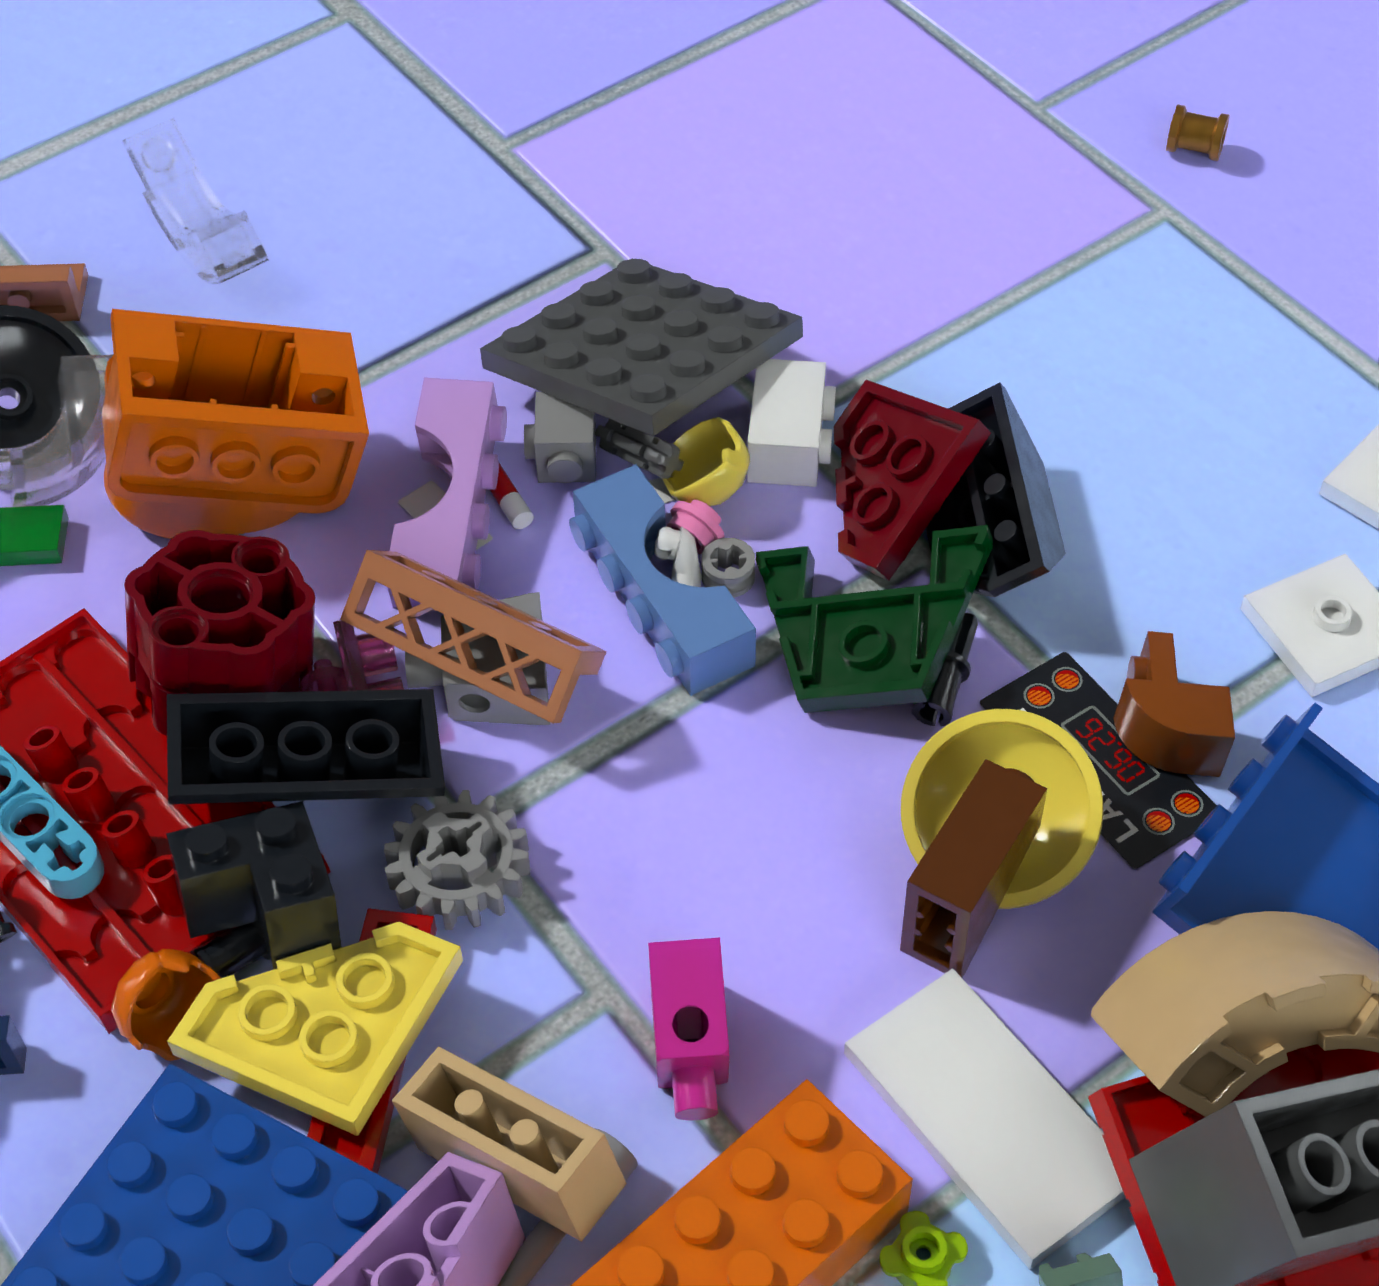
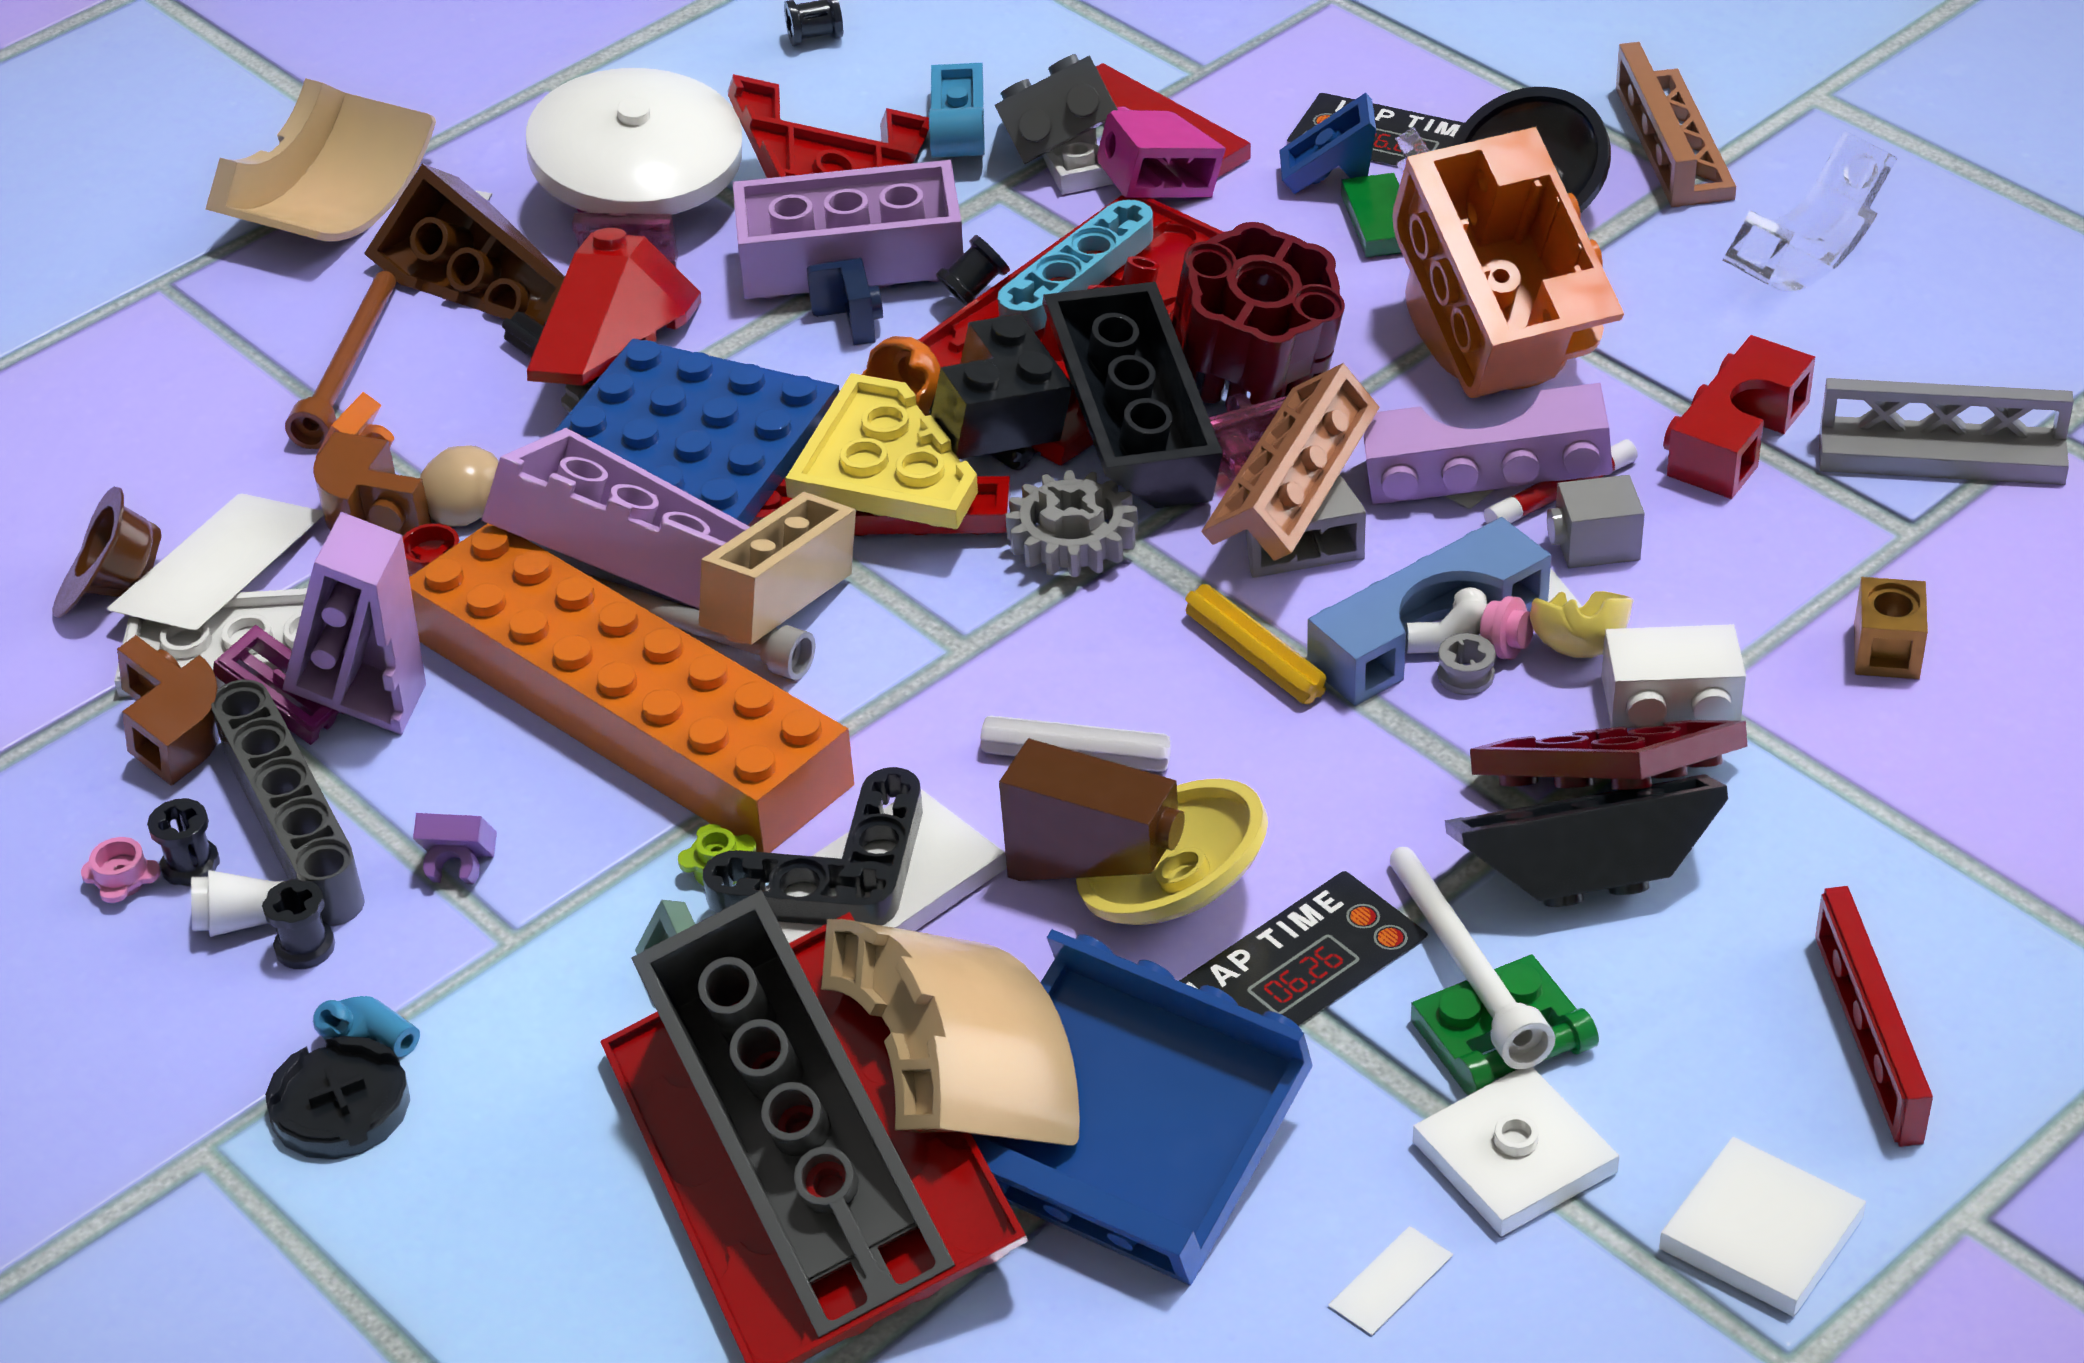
camera: 85 degrees right, 10 degrees down
(410, 301) = (1722, 430): none -> red arch
(505, 201) = (1942, 442): none -> light grey fence
(640, 448) = (1595, 570): dark grey axle -> none
(642, 344) = (1728, 541): dark grey plate -> none
(667, 727) = (1256, 644): none -> yellow axle
(689, 1023) = (911, 669): dark pink torso -> none
(750, 267) = (1890, 628): none -> pearl gold brick
(789, 897) = (1126, 747): none -> white axle
(877, 642) = (1387, 757): dark green wing -> none
(953, 672) = (1370, 827): black axle -> none
(986, 1100) = (851, 876): none -> black beam
(1161, 601) = (1460, 1025): none -> green plate
(1171, 722) = (1334, 986): dark orange brick -> none
(1198, 371) = (1873, 1017): none -> red tile
(1236, 584) = (1517, 1029): none -> white piece

